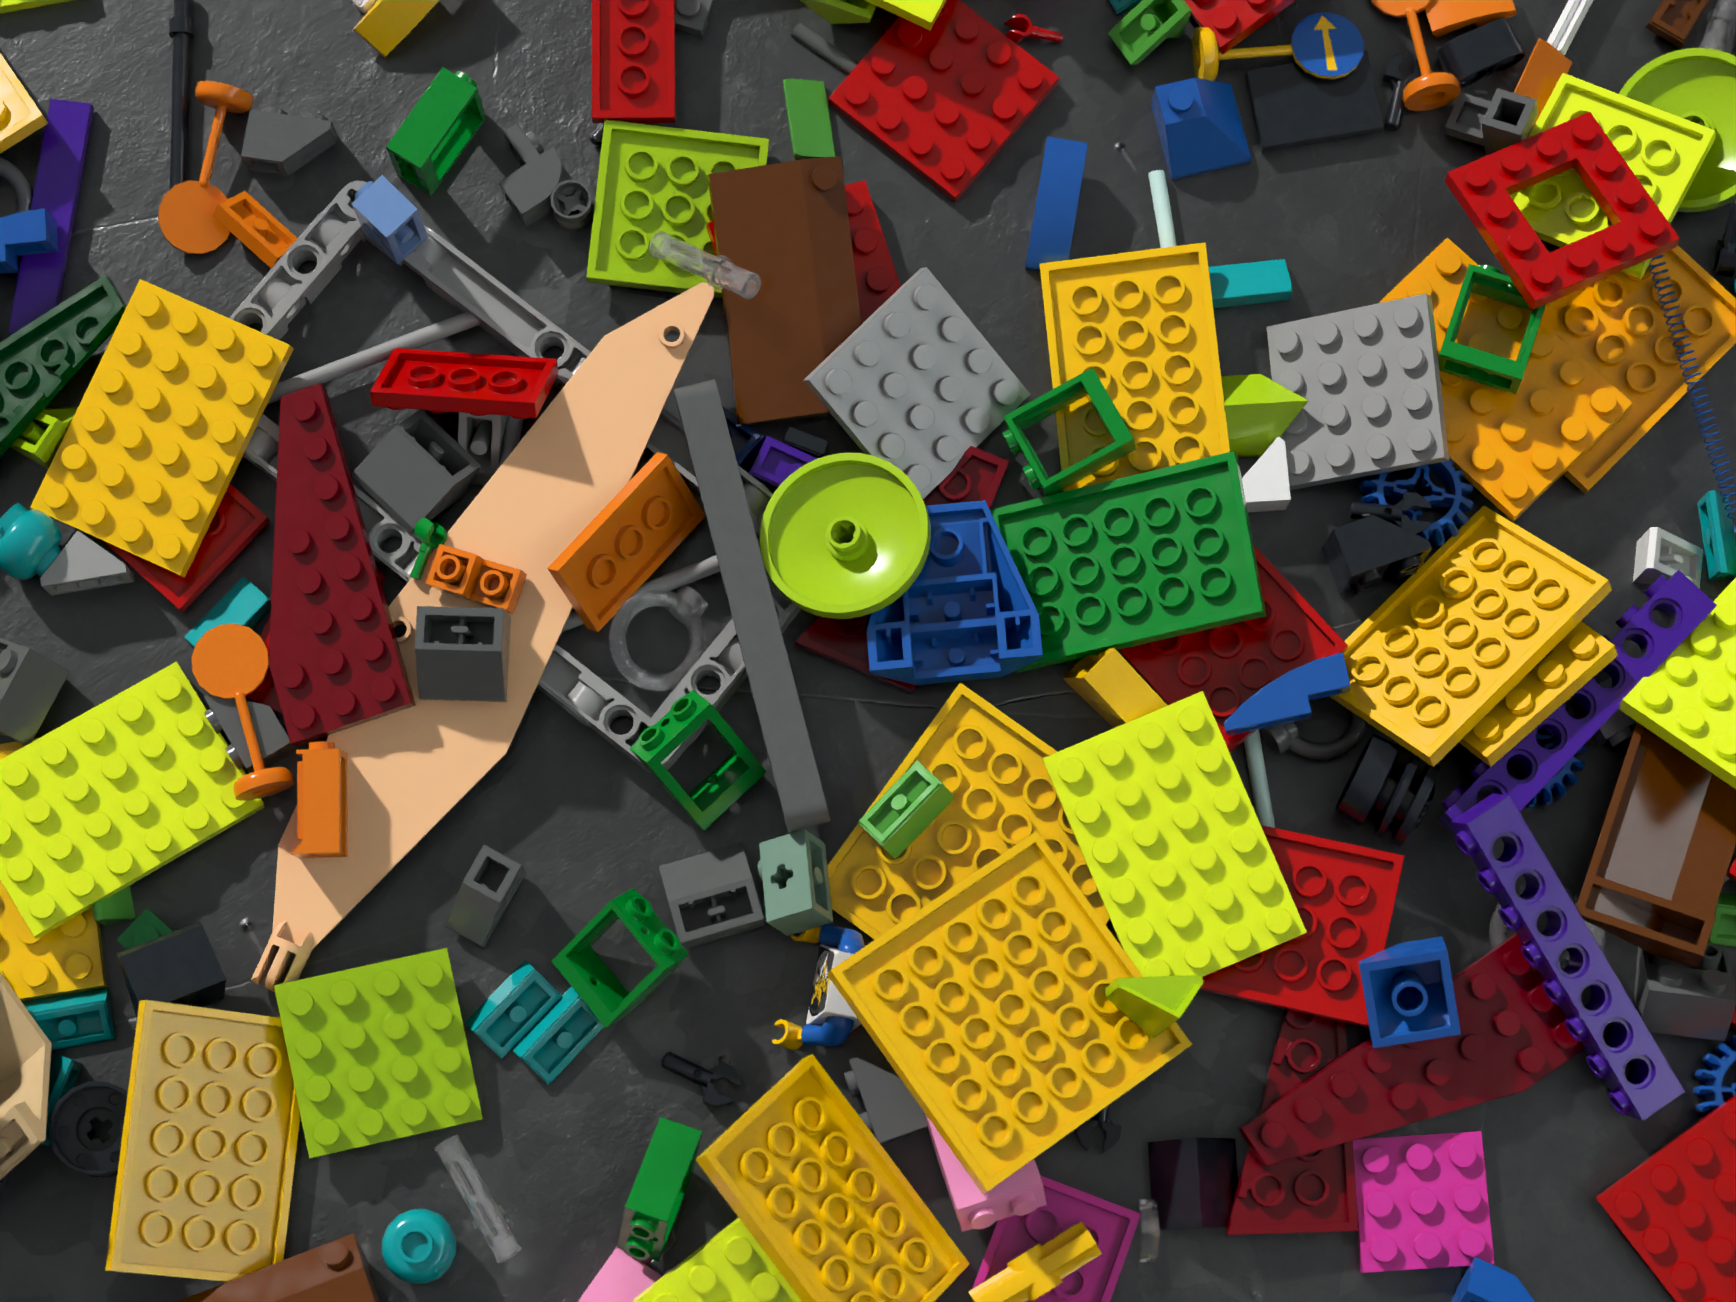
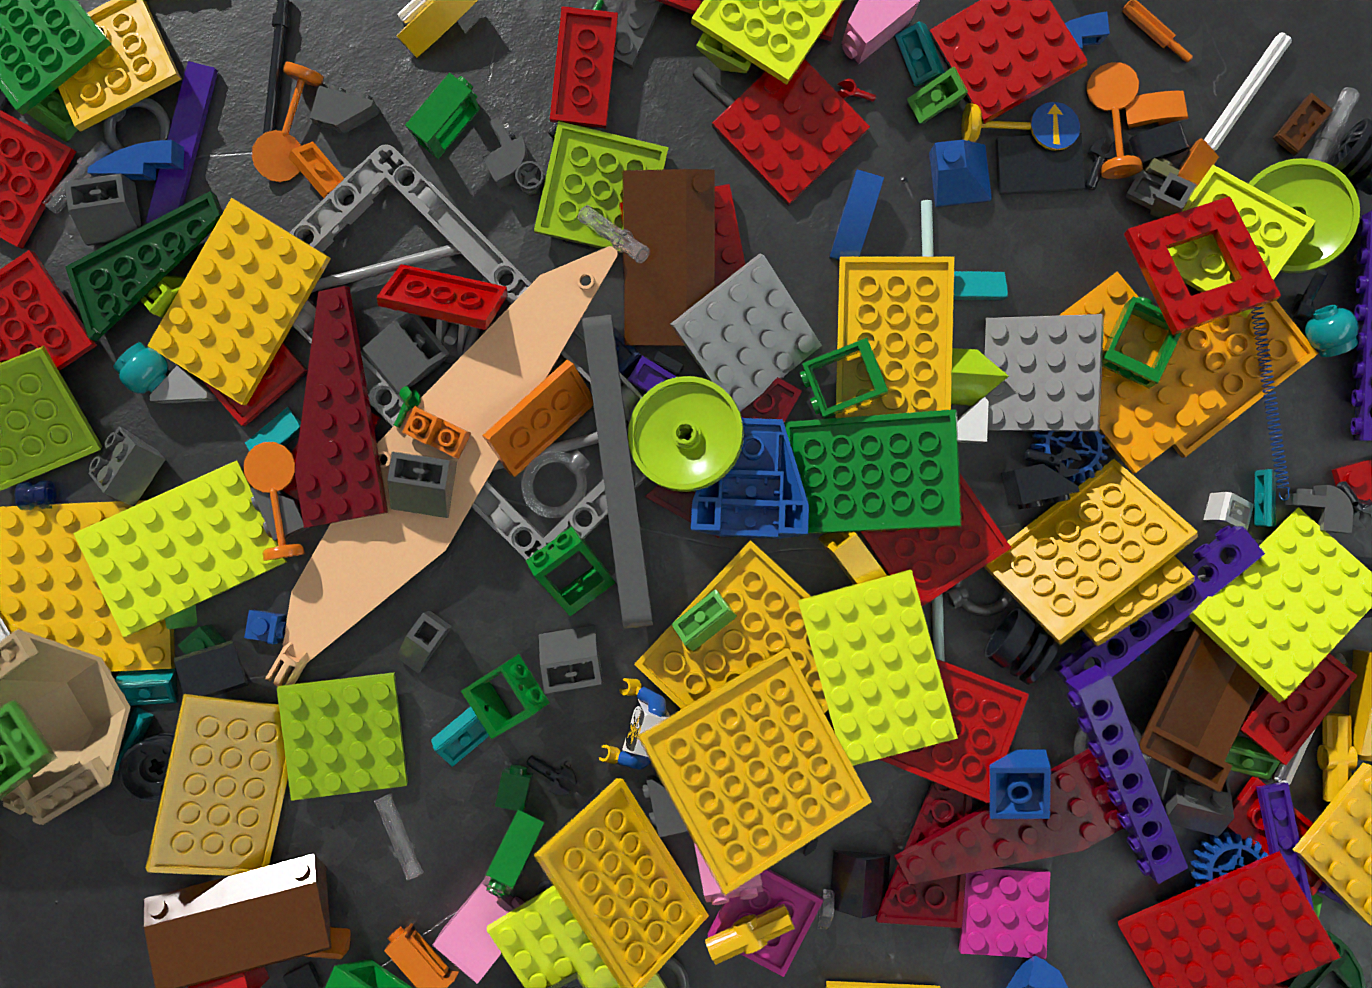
camera: 10 degrees right, 10 degrees up
(242, 905) = (265, 626): none -> blue bracket
(322, 802) = (320, 570): orange window -> none
(389, 219) = (401, 176): medium blue brick -> none
(419, 1246) = (356, 865): teal piece -> none
(513, 1009) = (434, 715): teal slope -> none
(647, 1099) = (514, 788): none -> dark green brick
(795, 882) = (625, 659): sand green brick -> none
(808, 119) = (697, 137): bright green slope -> none
(1154, 1001) = (854, 778): lime slope -> none
(1289, 695) = (969, 579): blue slope -> none
(1485, 85) = (1160, 168): none -> olive plate

